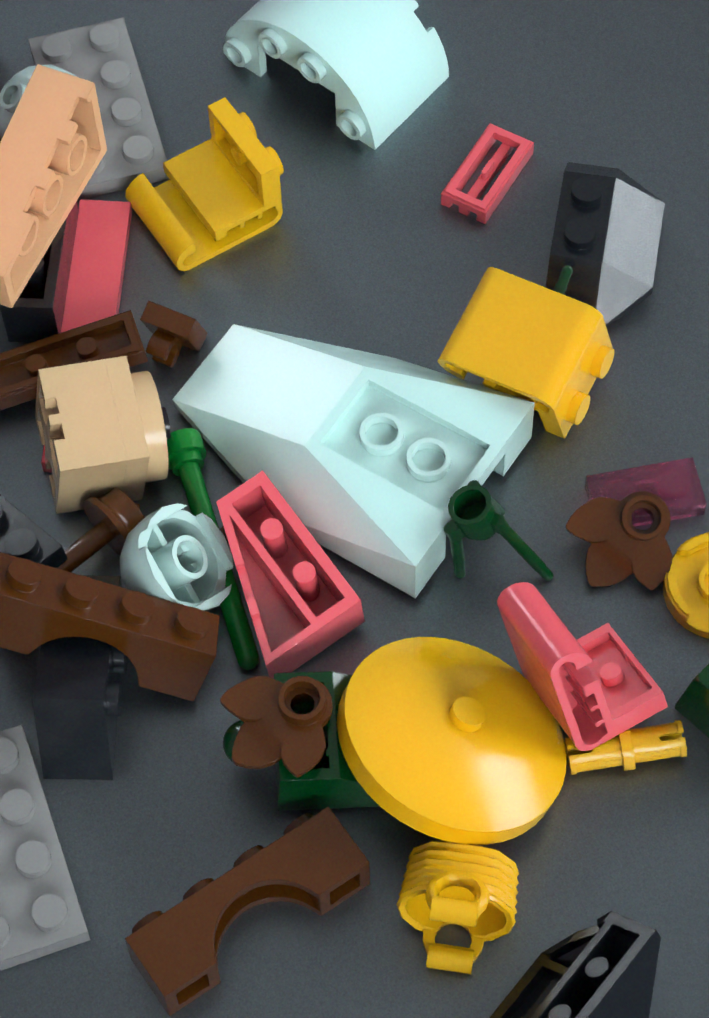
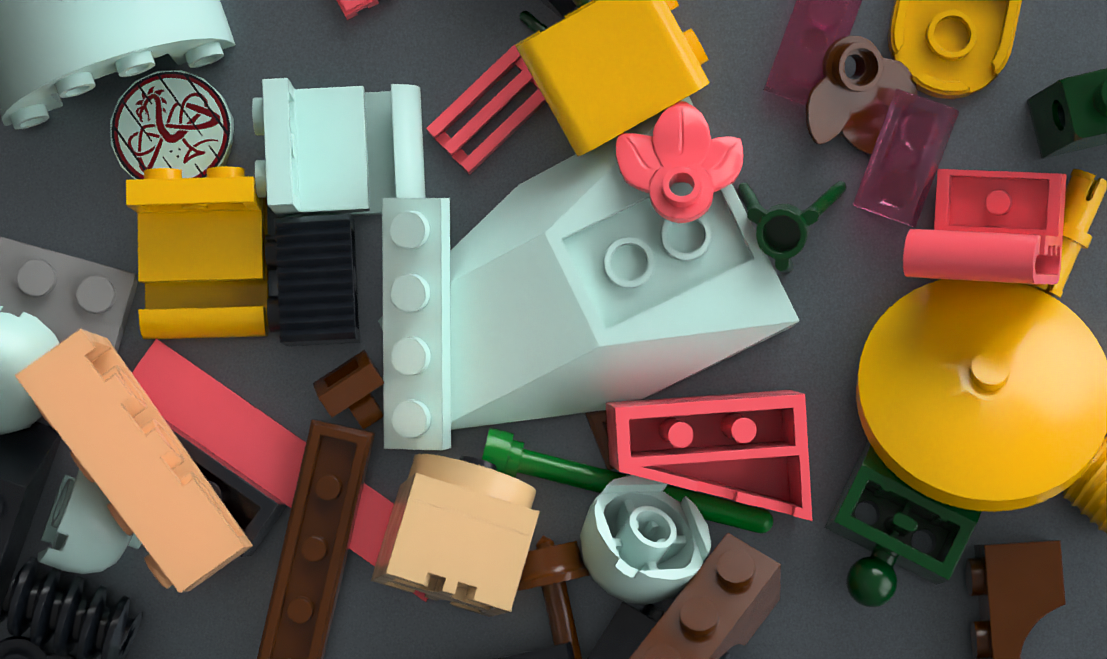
camera: 55 degrees left, 25 degrees up
(236, 270) = (314, 280): none -> black brick
(247, 337) = (416, 323): none -> light aqua plate
(271, 726) = (899, 559): reddish brown plate -> none
(298, 133) = (171, 123): none -> tile
(337, 229) = (337, 148): none -> light aqua piece
(426, 303) = (476, 91): none -> coral tile
(476, 417) = (679, 153): none -> coral plate
(603, 593) = (906, 157): none -> clear pink plate

